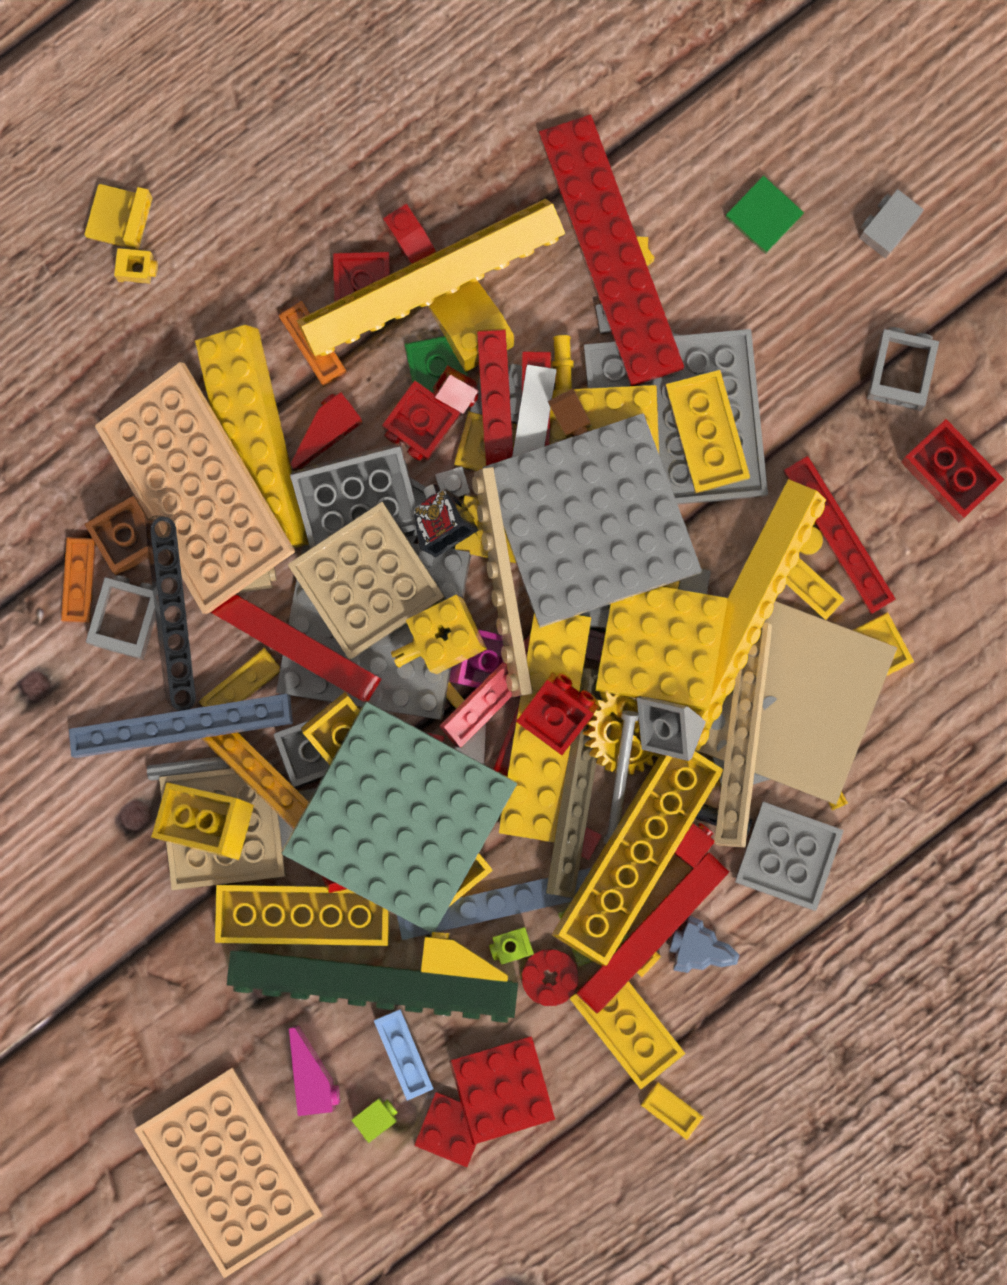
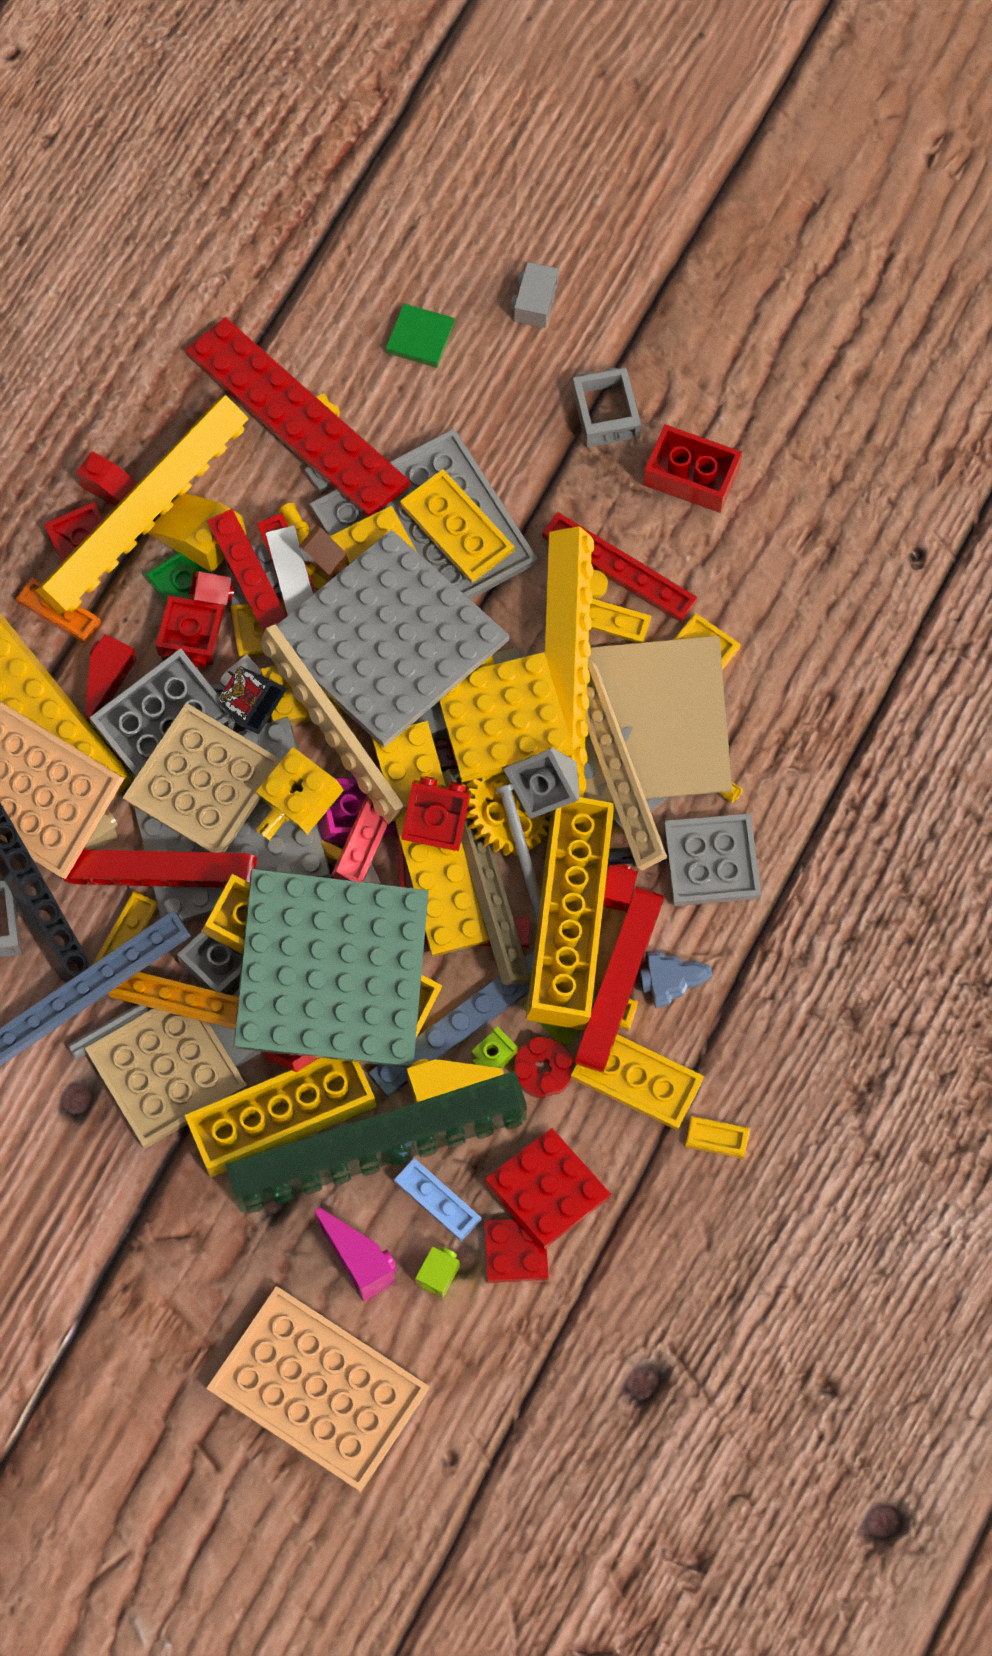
camera: 25 degrees left, 15 degrees down
(203, 820) = (145, 1064): yellow slope -> none

